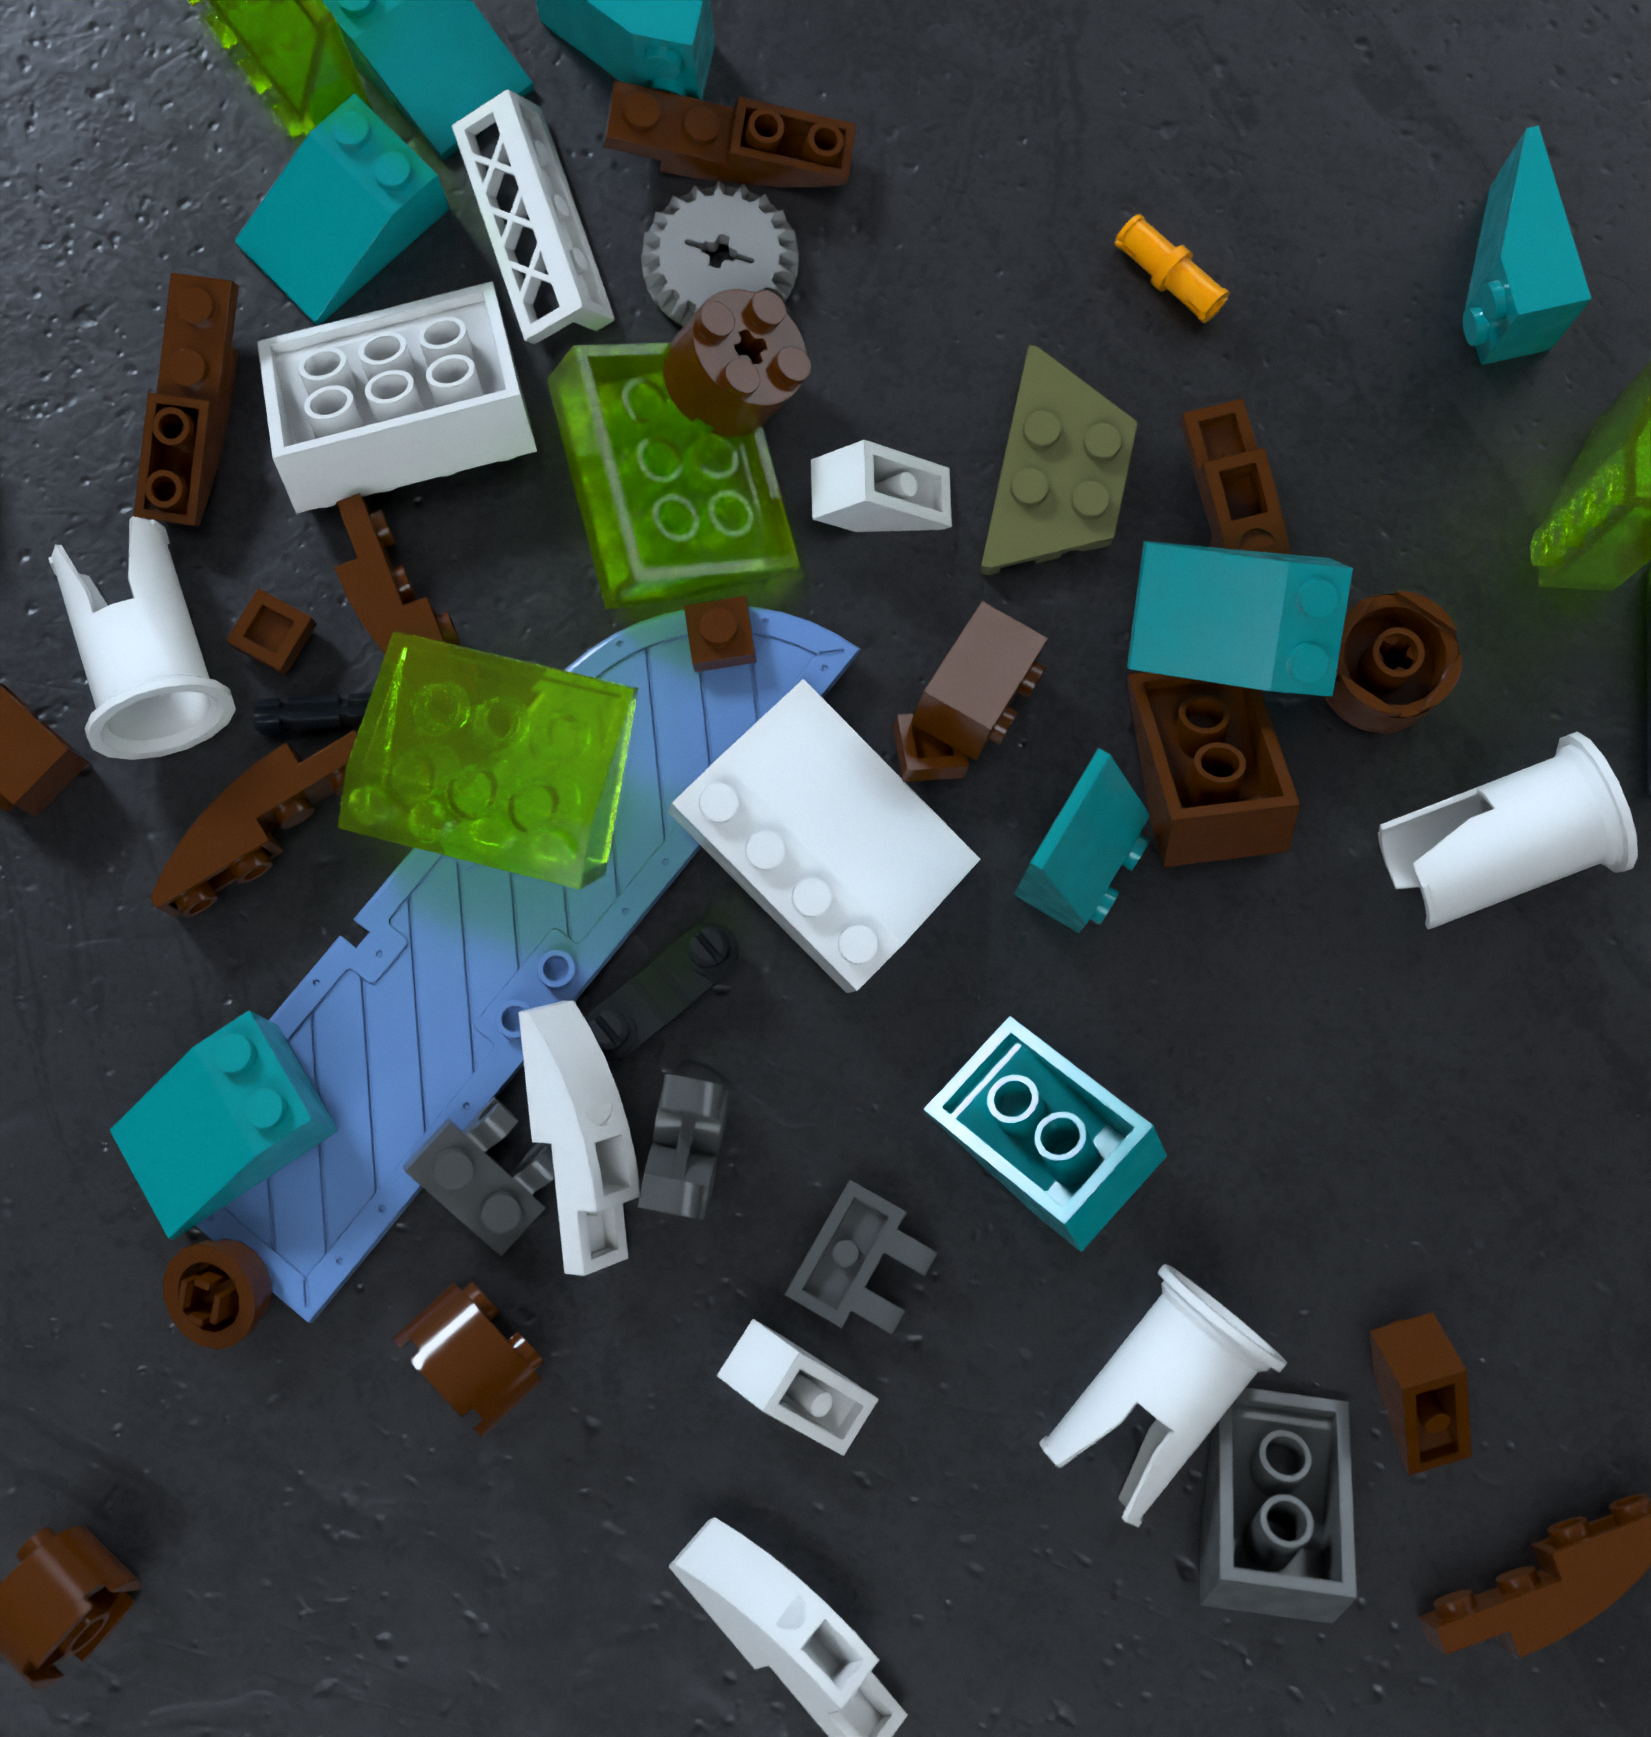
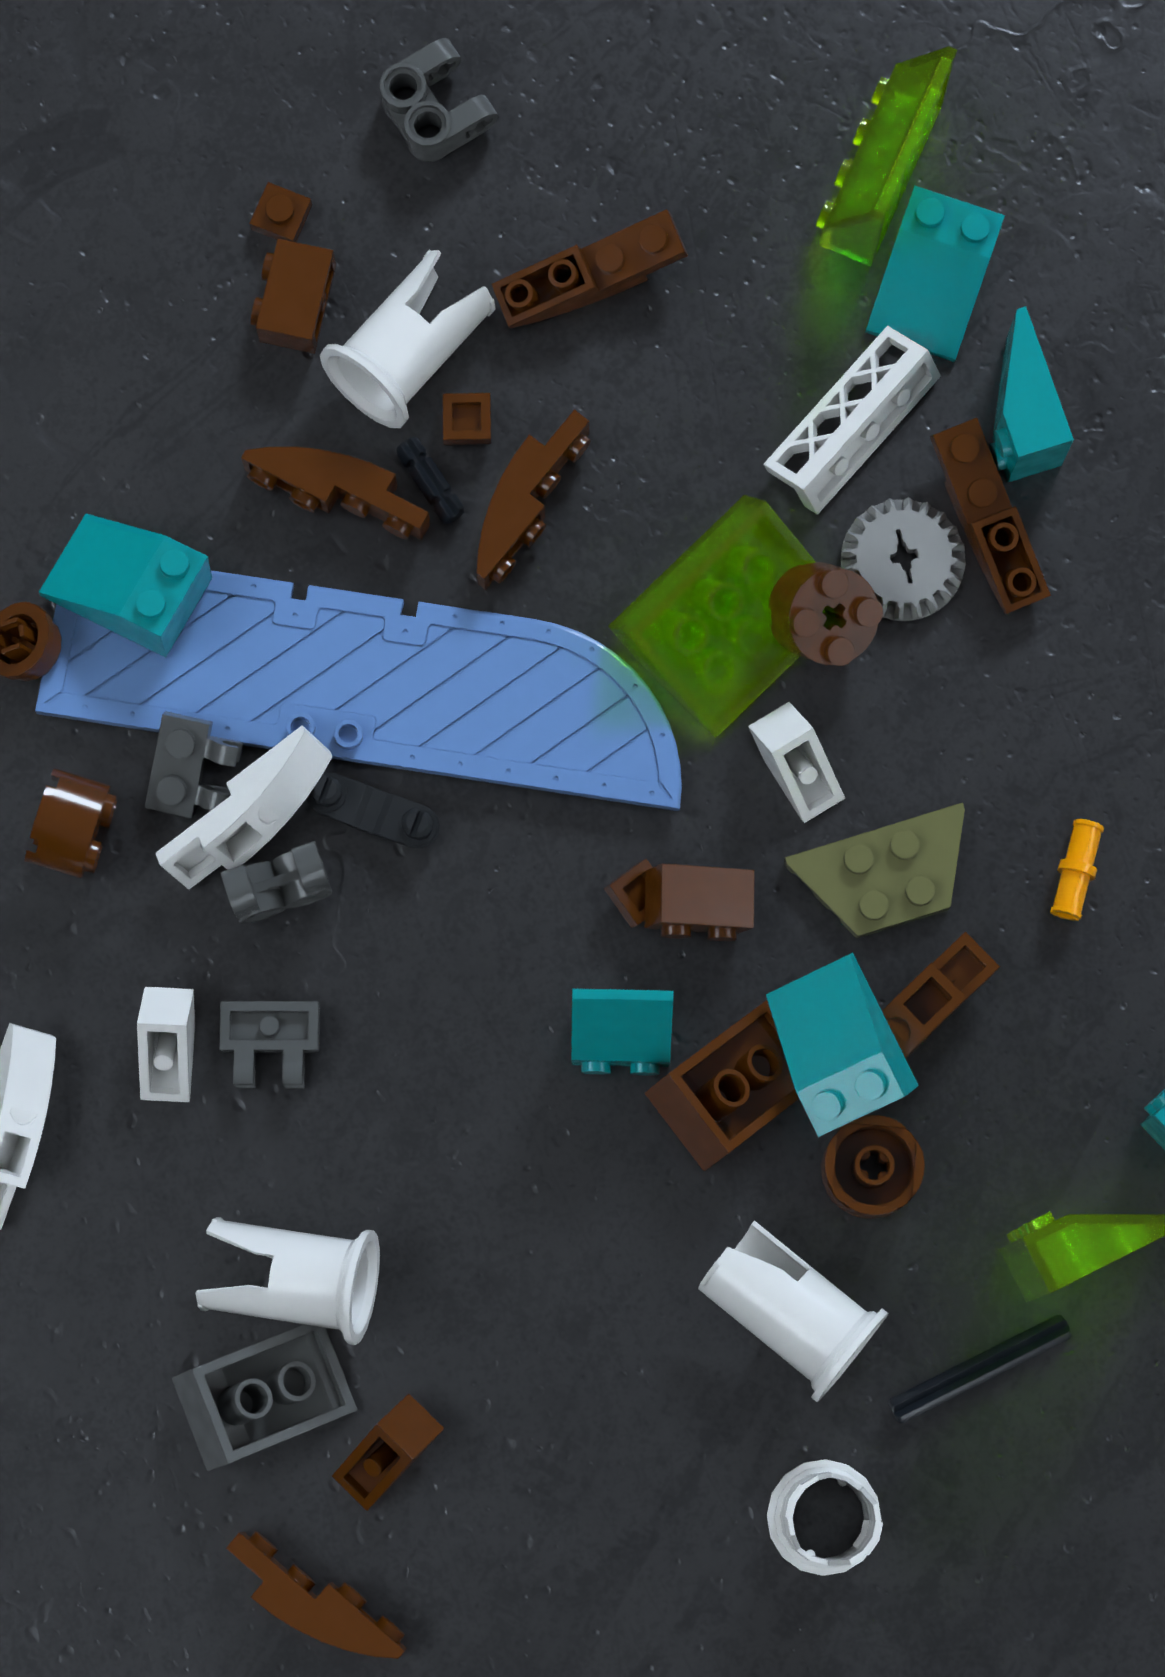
camera: 60 degrees right, 0 degrees up
(341, 210) = (781, 289): teal slope -> none
(393, 398) = (674, 401): white slope -> none
(490, 760) = (455, 612): clear neon green slope -> none
(720, 634) = (634, 710): reddish brown plate -> none
(824, 836) = (536, 857): white slope -> none
(1048, 1132) = (421, 1113): teal slope -> none

